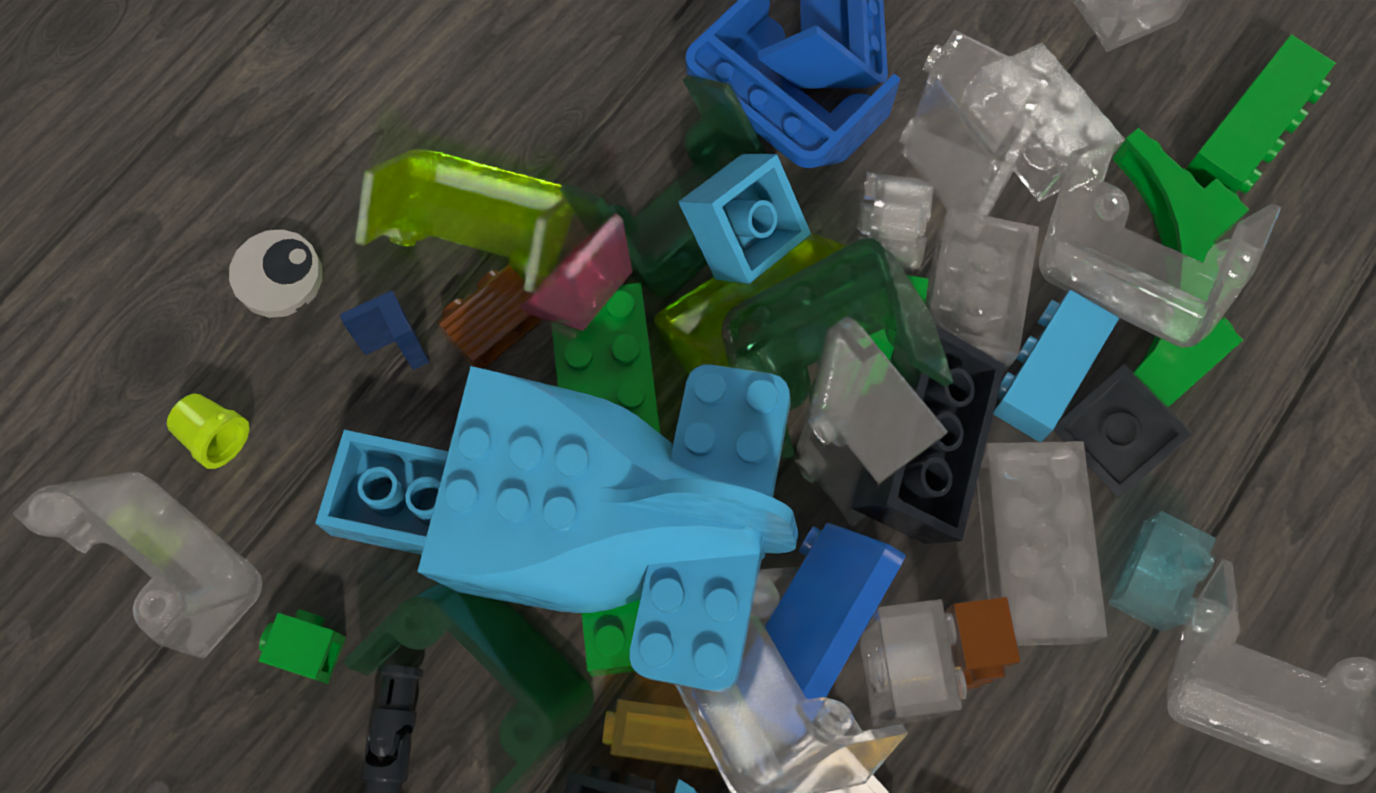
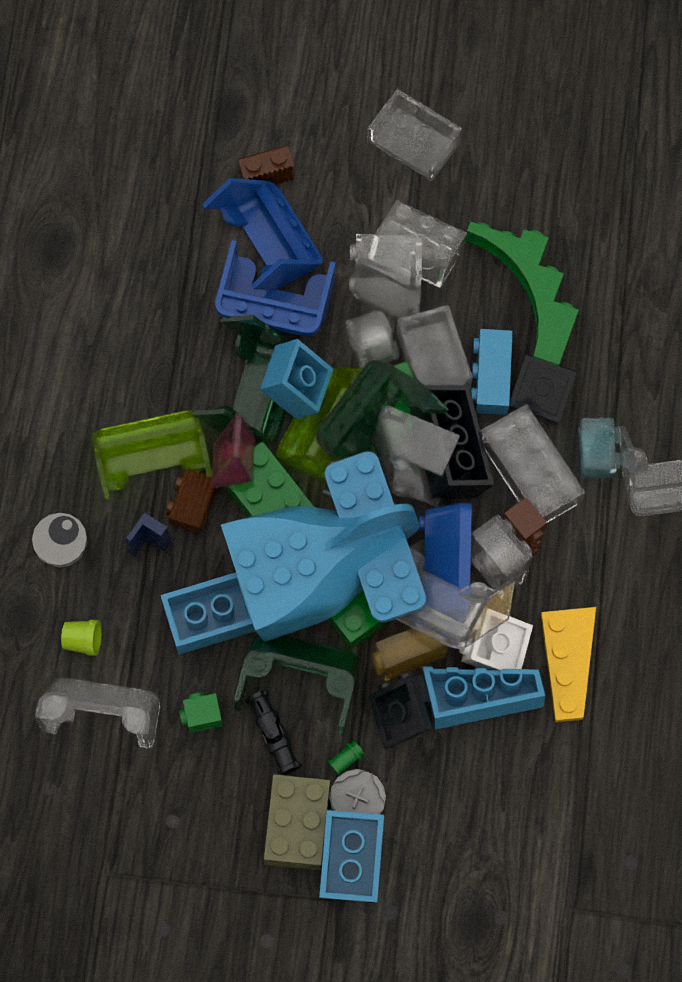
camera: 30 degrees left, 0 degrees up
(1137, 276) = (502, 302): clear windscreen -> none
(1261, 116) = (530, 180): green brick -> none

